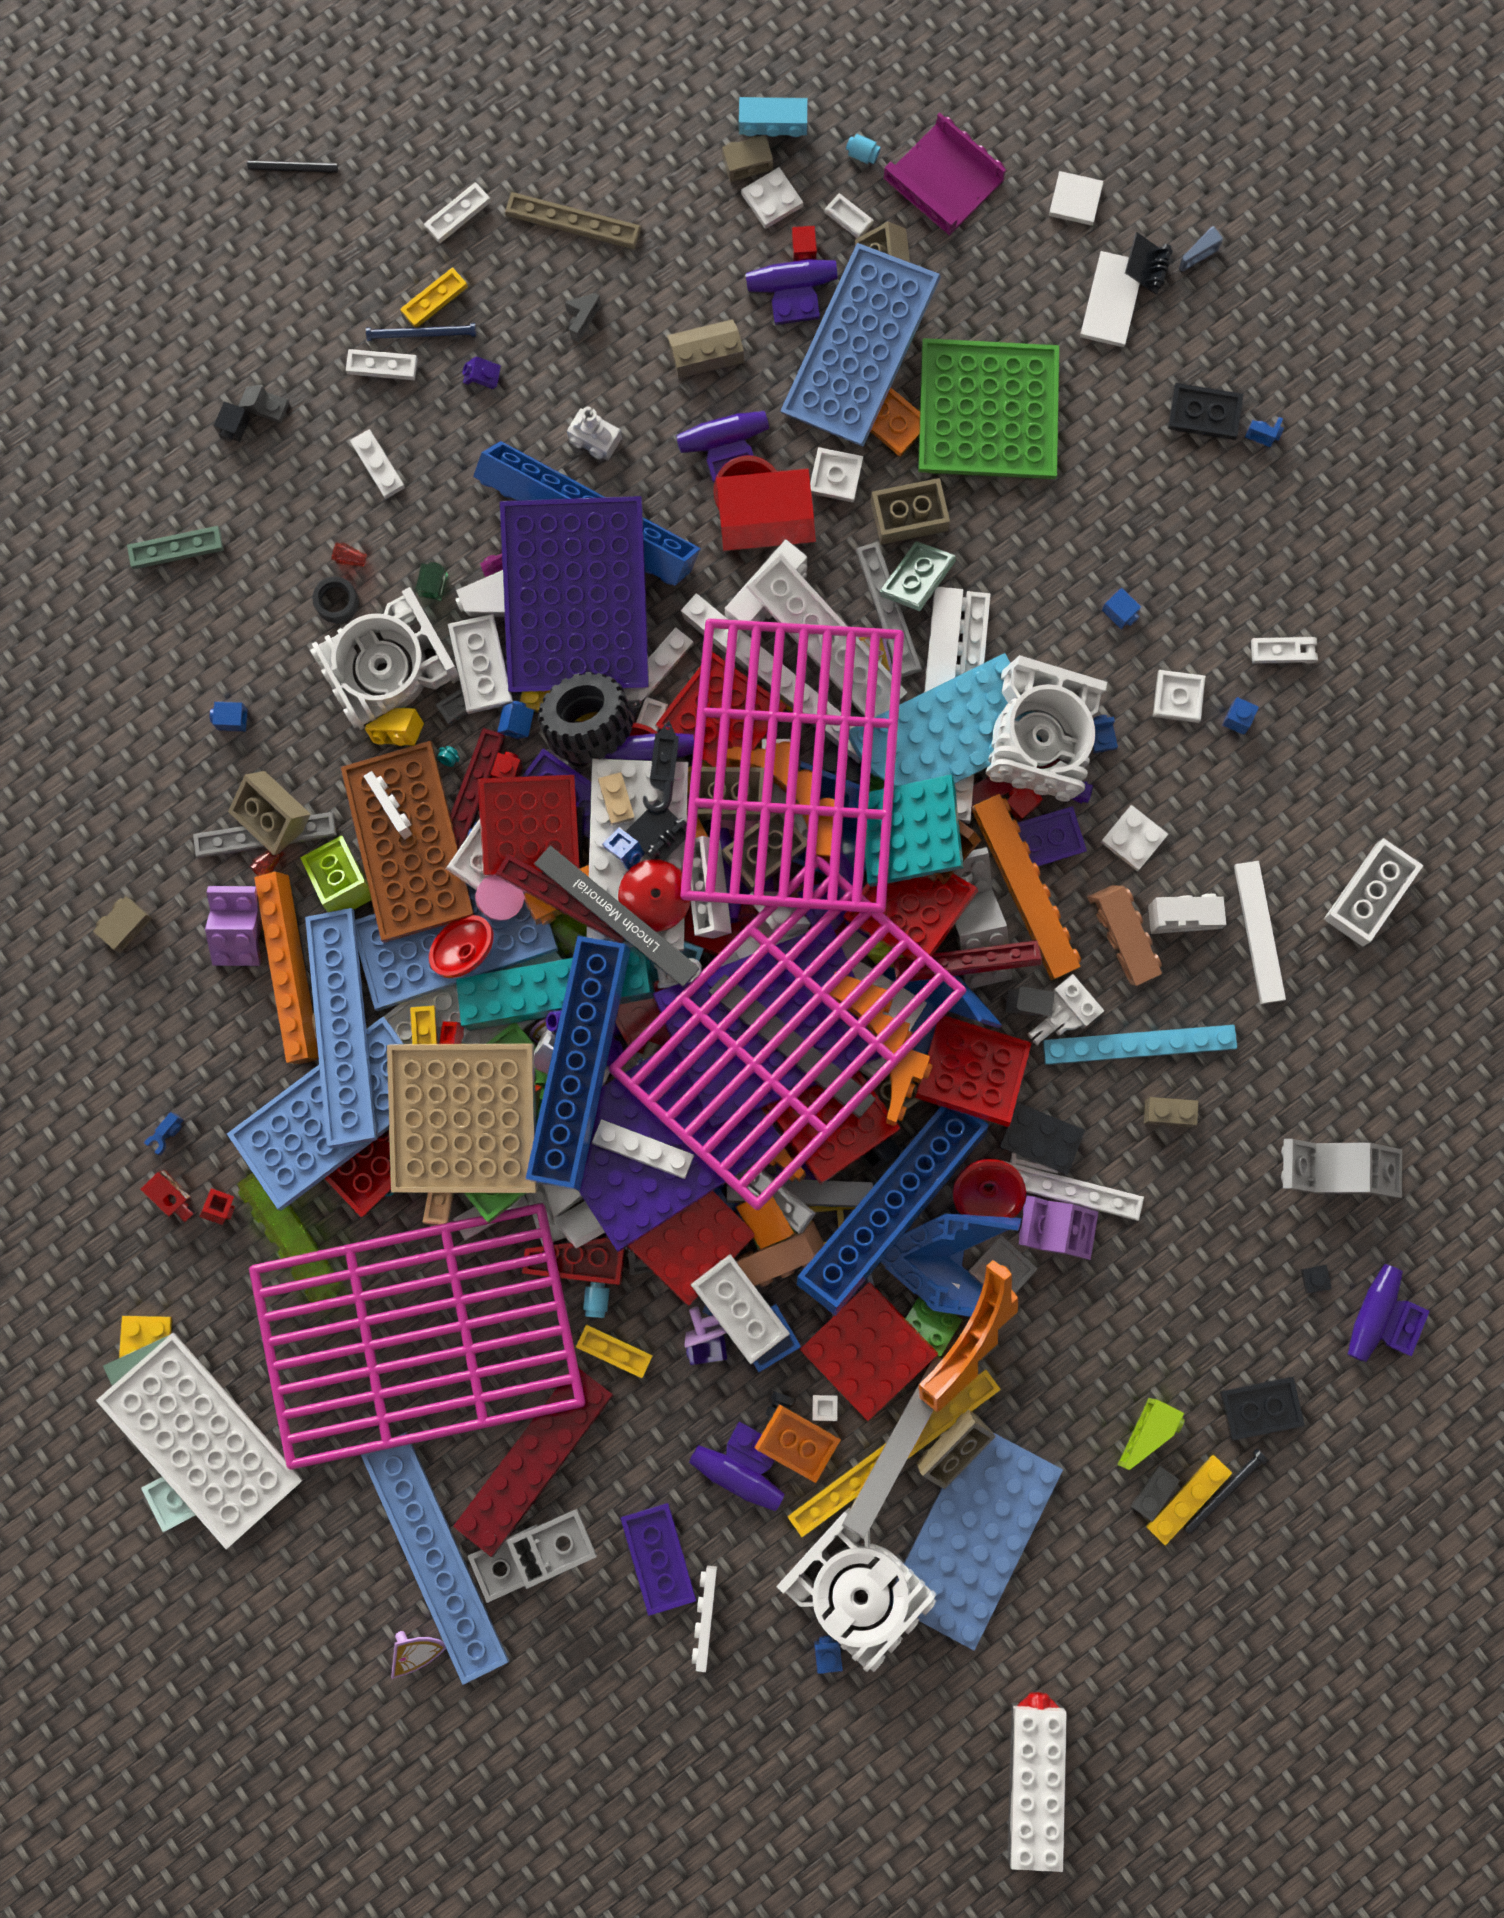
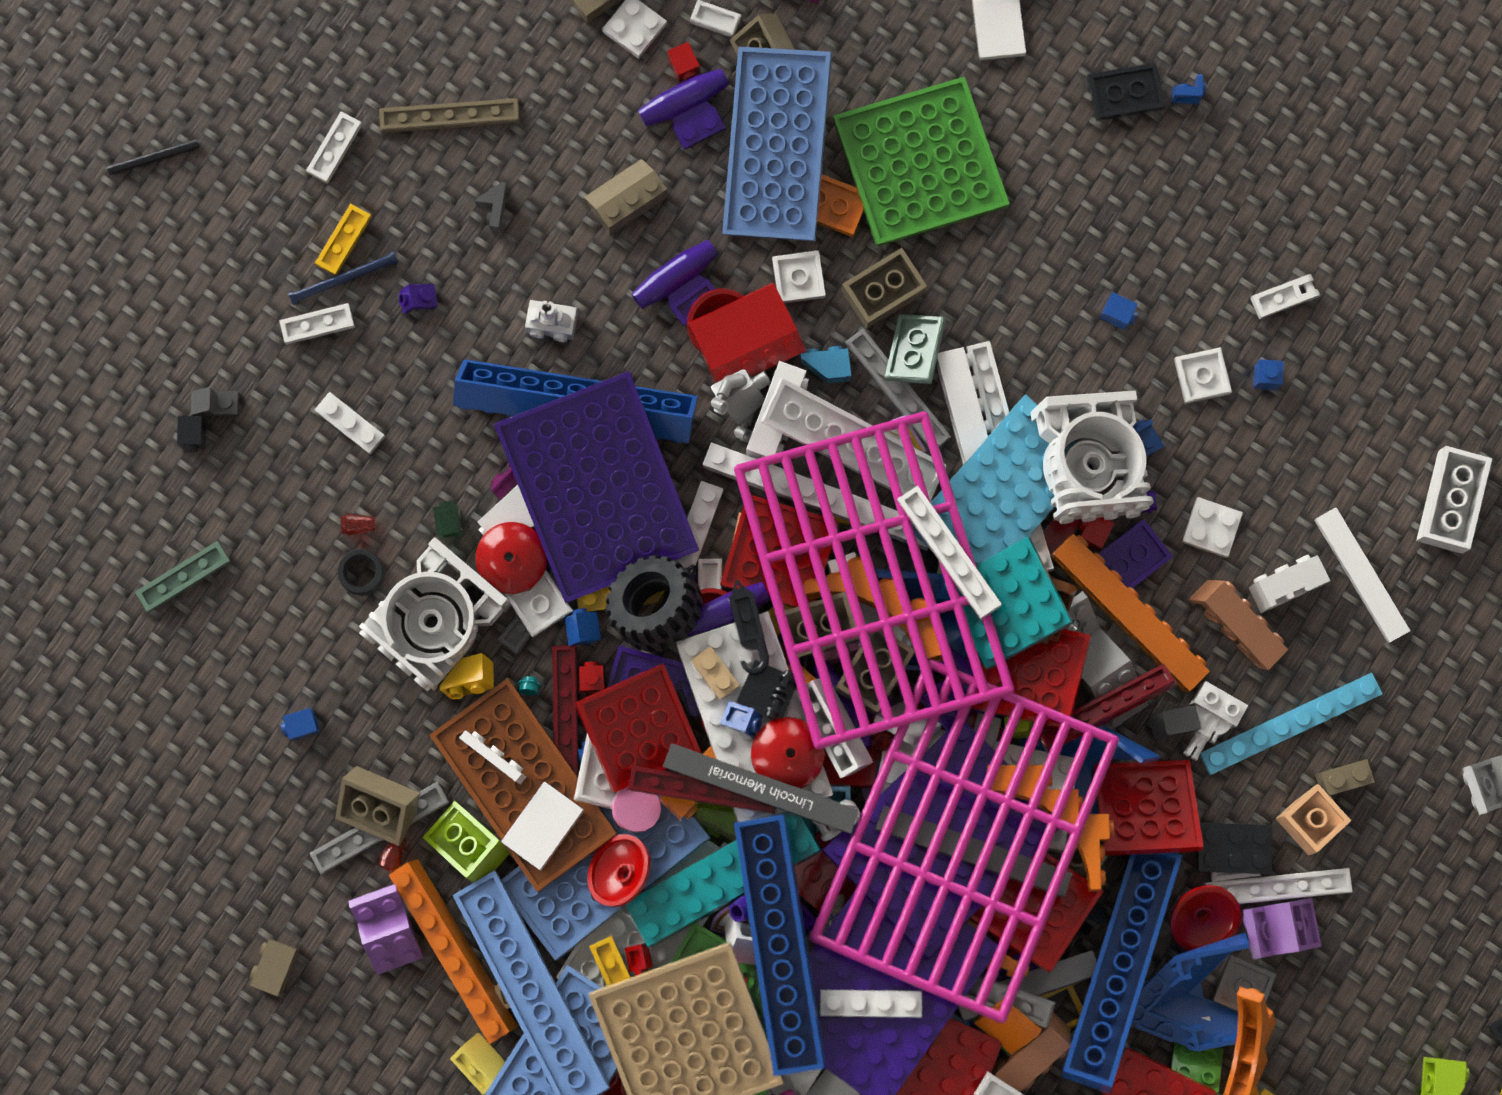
camera: 25 degrees left, 0 degrees up
(271, 1075) = (478, 1062): none -> light yellow panel
(409, 883) = (542, 826): none -> white tile
(484, 644) = (528, 561): none -> red dish
(738, 561) = (740, 397): none -> light grey torso
(832, 563) = (829, 365): none -> dark azure slope
(872, 763) = (949, 552): none -> white plate
(1126, 1139) = (1313, 820): none -> light nougat slope

